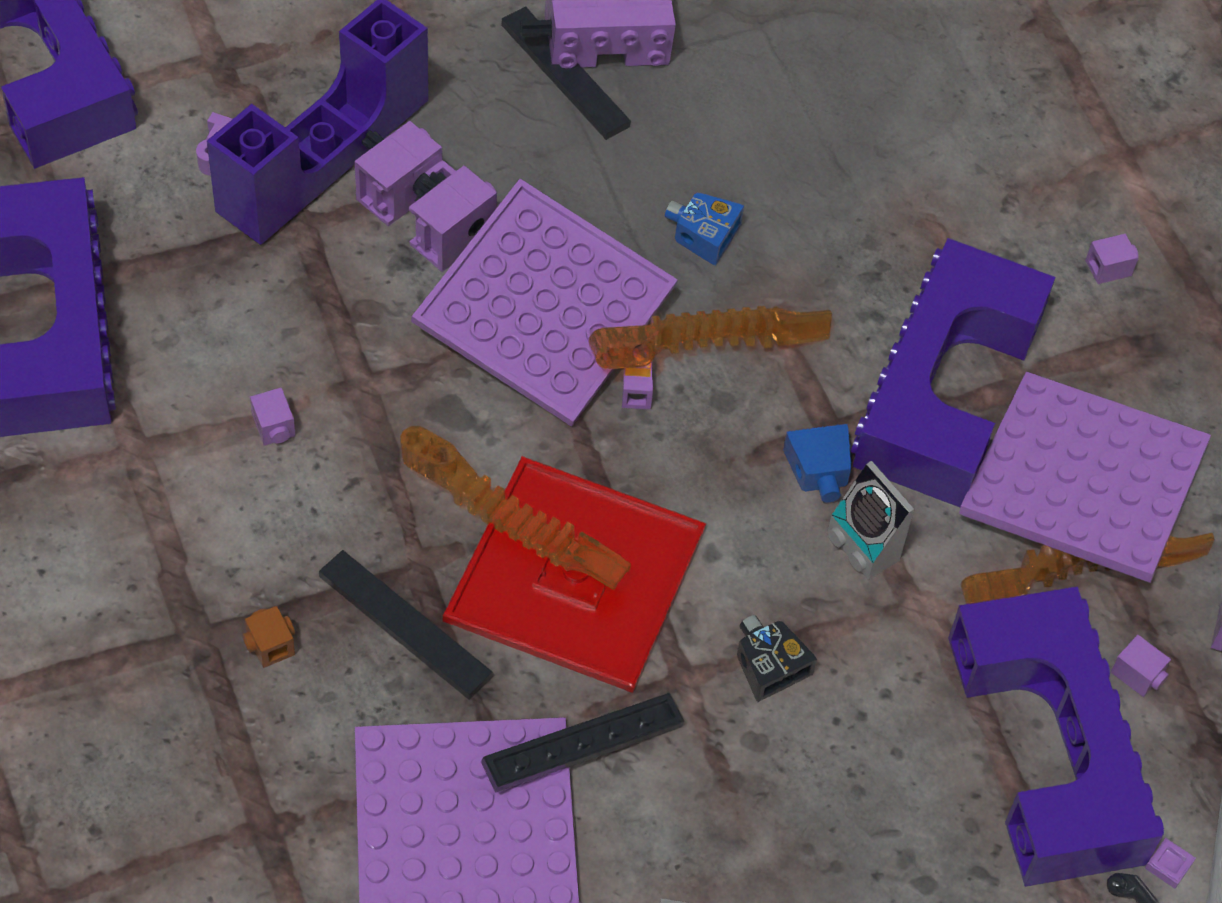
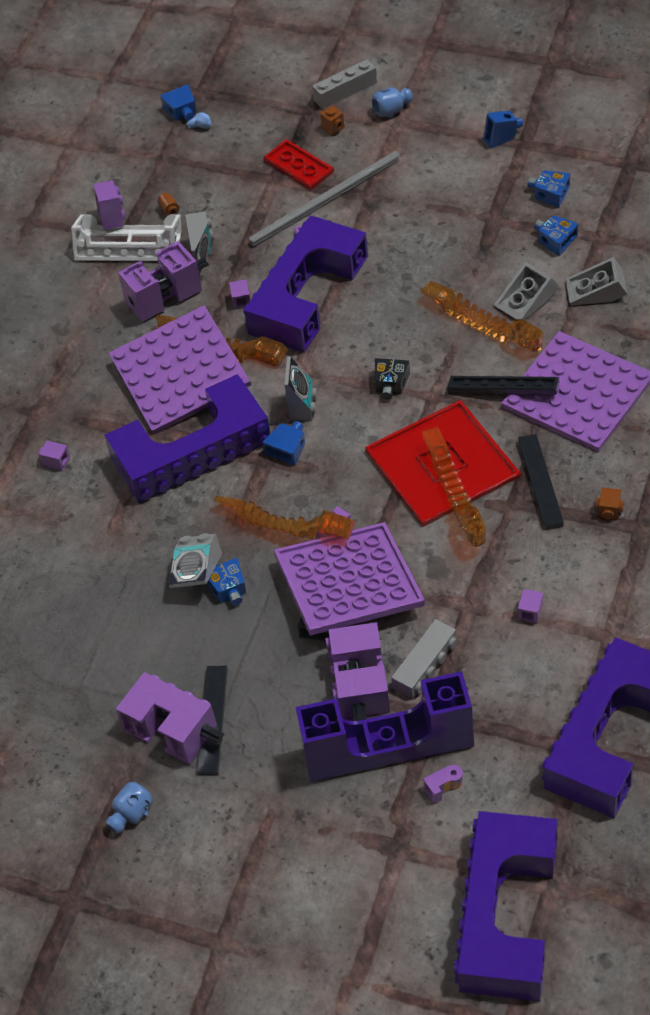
camera: 130 degrees left, 5 degrees down
(360, 271) = (424, 659): none -> light grey brick
(763, 205) = (194, 560): none -> slope
(812, 855) = (518, 331): none -> clear orange piece

